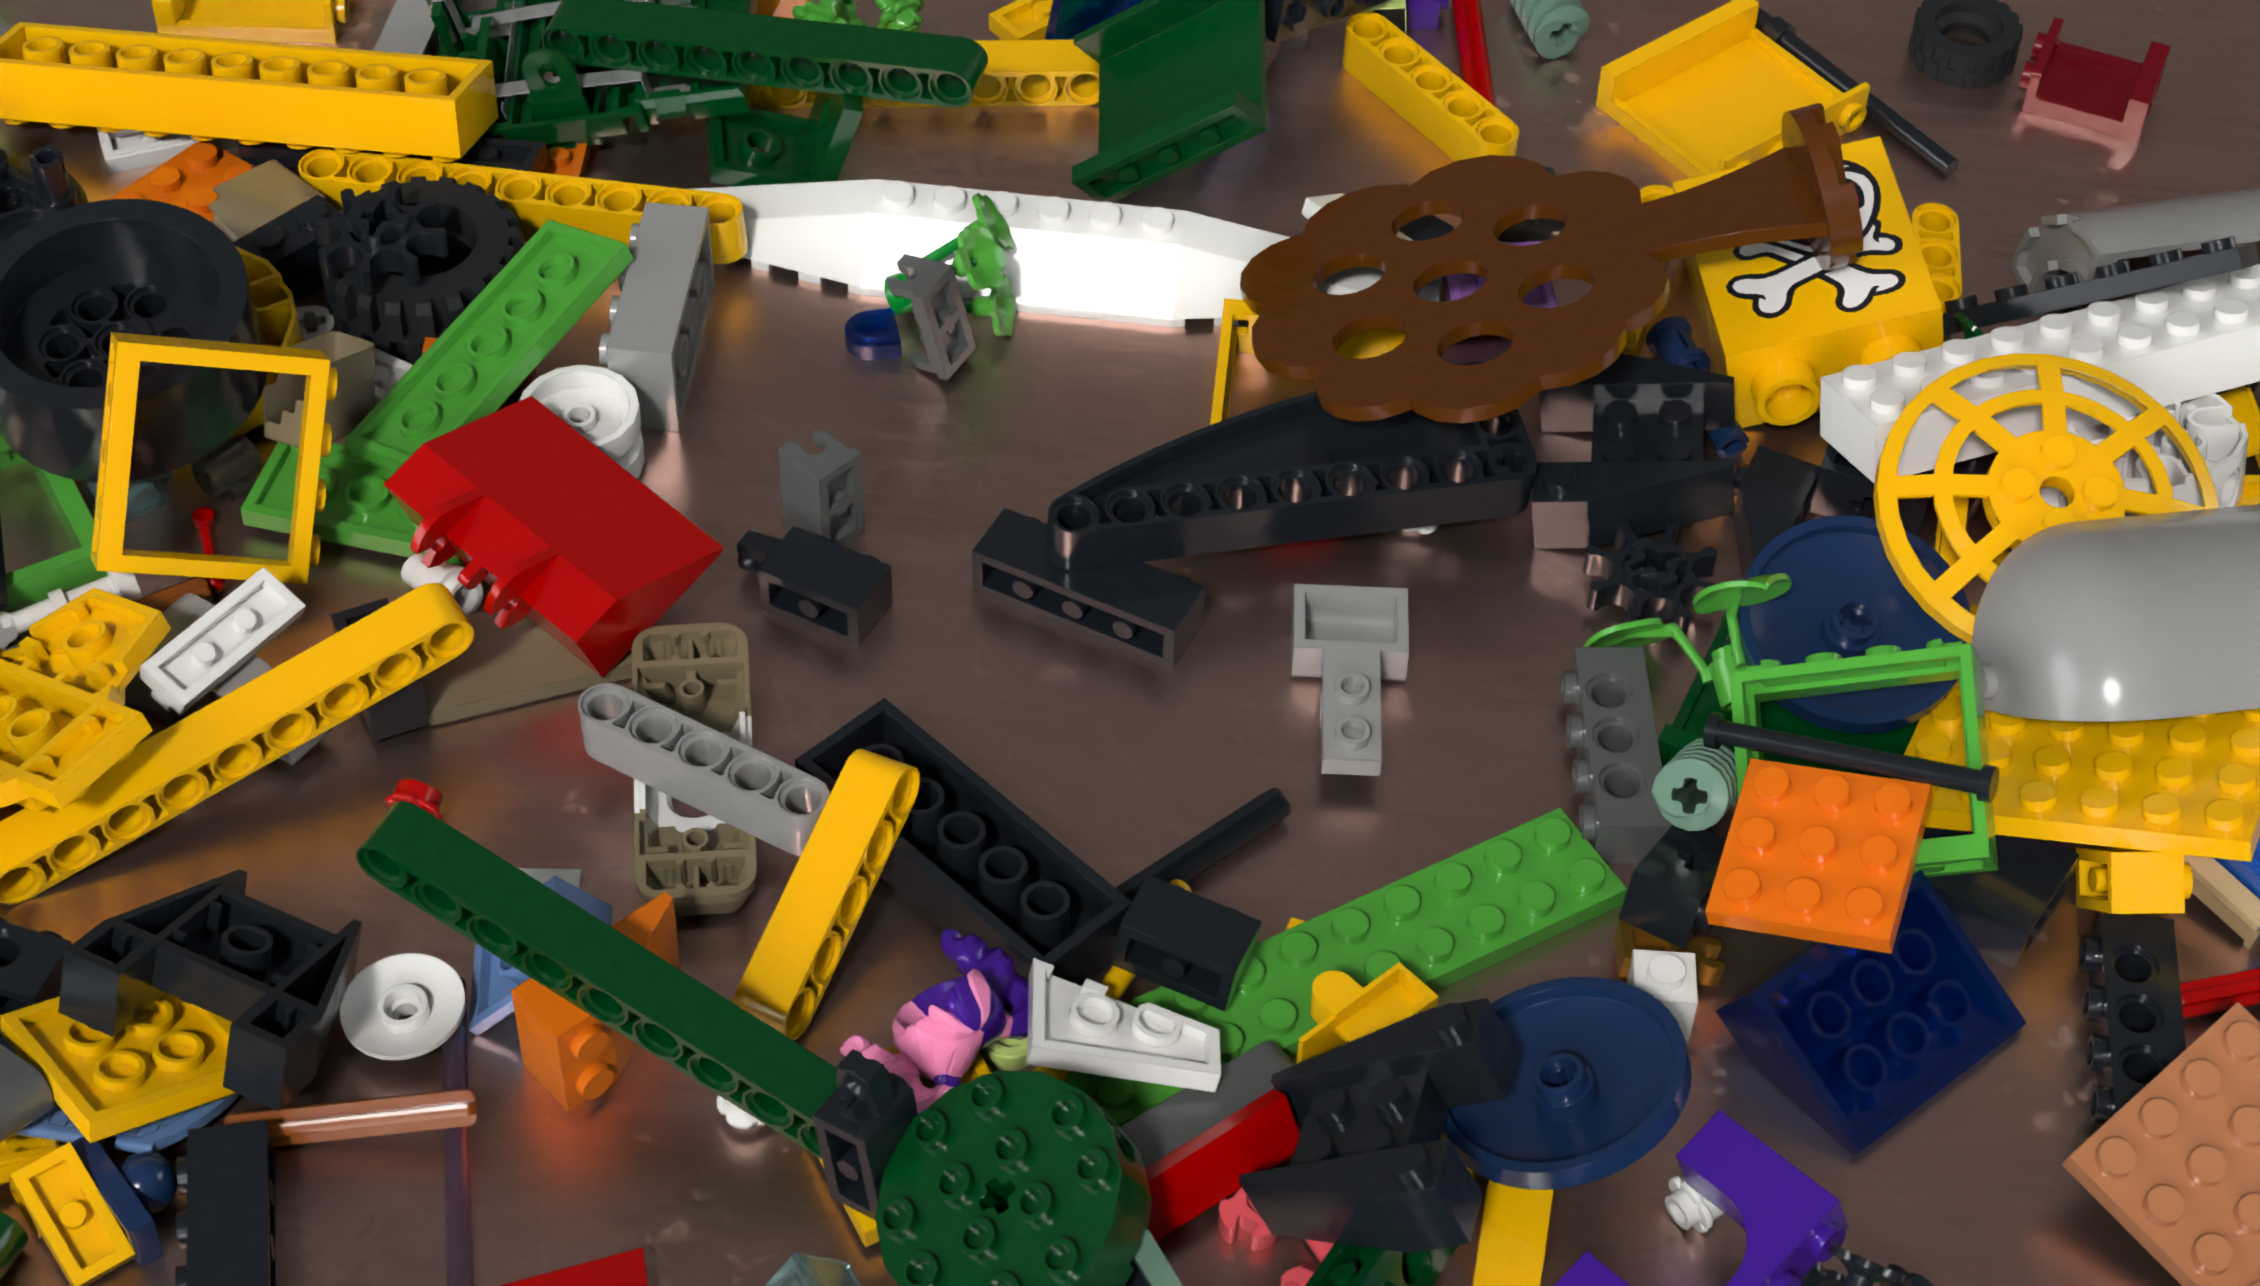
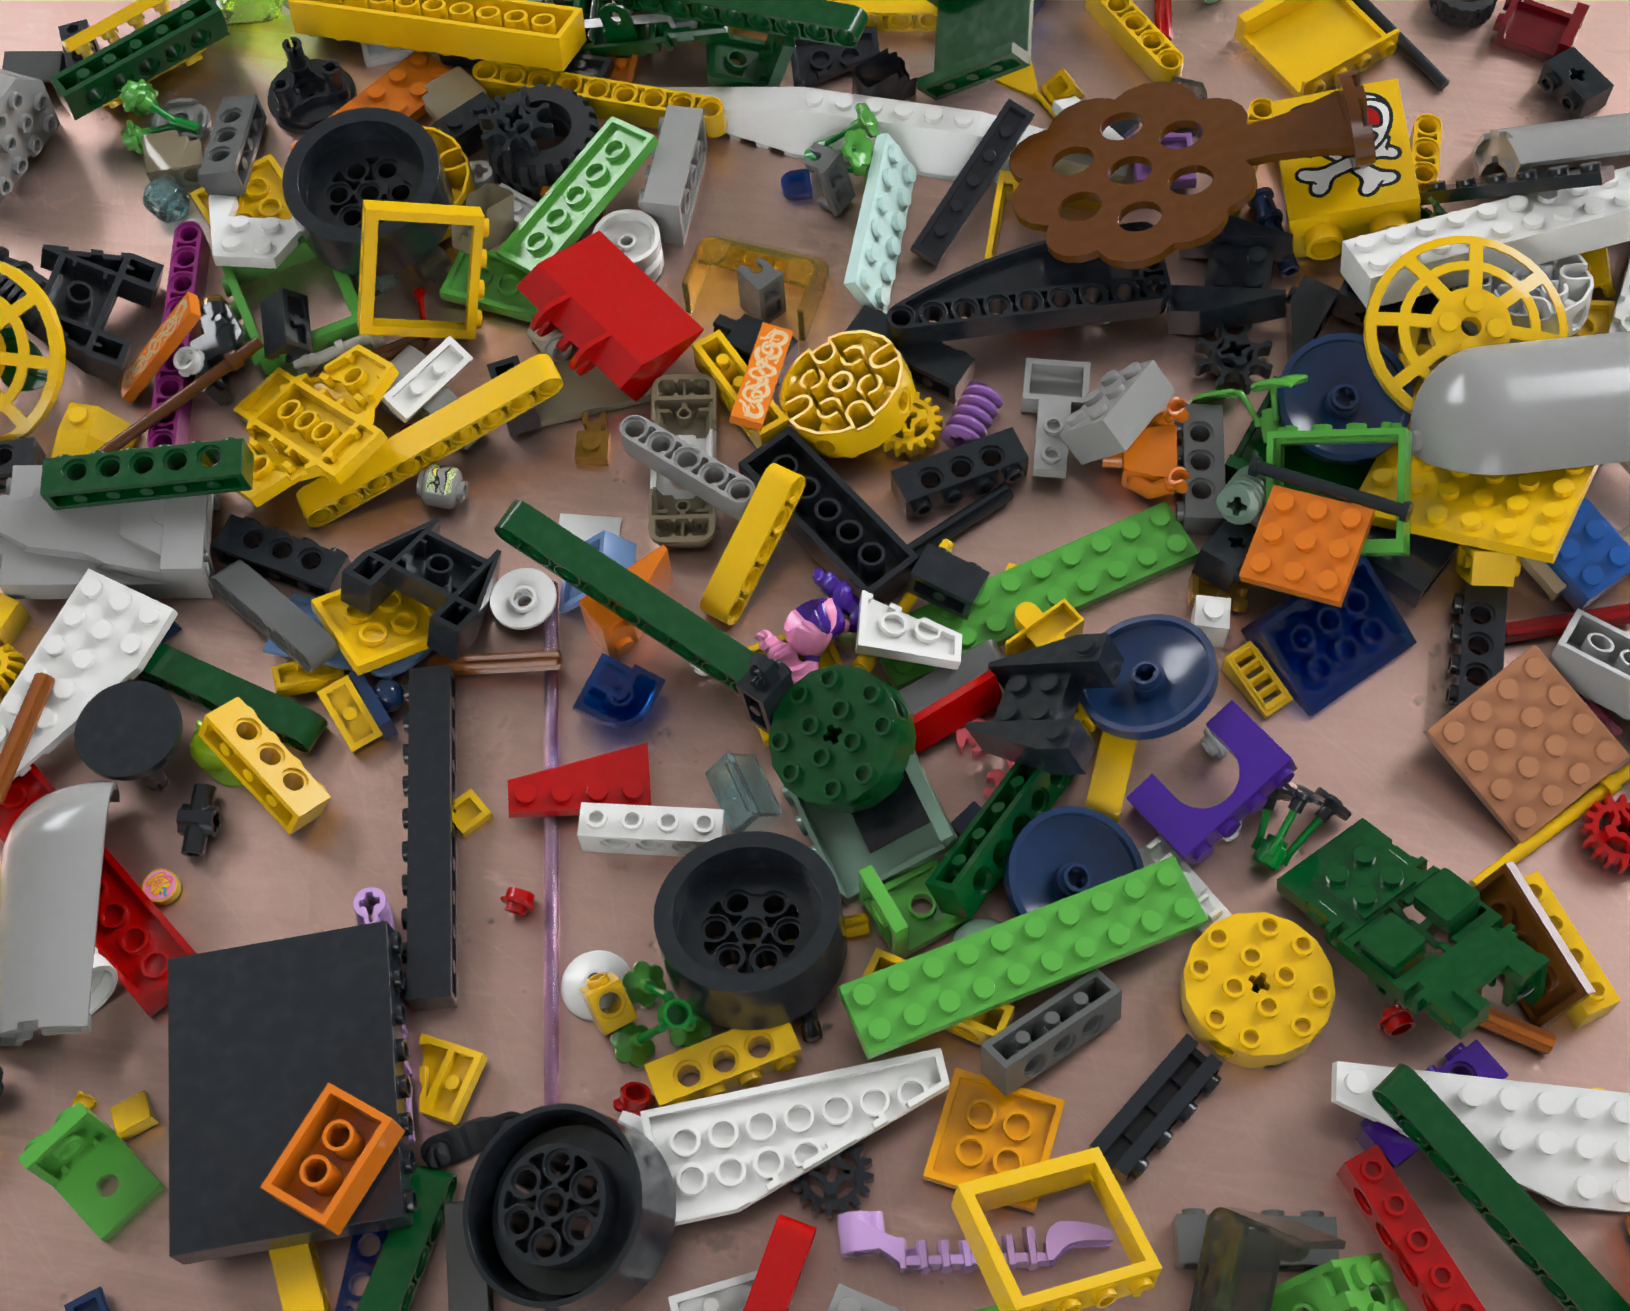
camera: 10 degrees right, 15 degrees up
(246, 823) = (441, 486): none -> light grey head
(418, 794) = (532, 476): red plate -> none
(526, 746) = (593, 443): none -> pearl gold plate
(586, 1161) = (618, 694): none -> clear blue brick
(752, 438) = (732, 252): none -> clear yellow windscreen
(789, 645) = (721, 361): none -> yellow brick
(829, 620) = (761, 377): none -> orange tile
(923, 138) = (819, 62): none -> black wing
(987, 644) = (848, 394): none -> yellow brick
(1014, 162) = (883, 77): none -> black piece
(1025, 384) = (880, 225): none -> light aqua plate
(1092, 698) = (924, 429): none -> yellow gear
(1177, 319) = (972, 182): none -> black plate
(1190, 773) = (968, 459): none -> black brick
(1206, 683) = (971, 415): none -> medium lavender piece
(1253, 174) = (1025, 82): none -> yellow piece
(1314, 178) = (1061, 86): none -> yellow slope
(1461, 659) = (1116, 411): none -> light grey brick
(1526, 733) = (1151, 460): none -> orange torso
(1749, 1064) = (1257, 662): none -> yellow slope
(2162, 156) = (1575, 83): none -> black brick

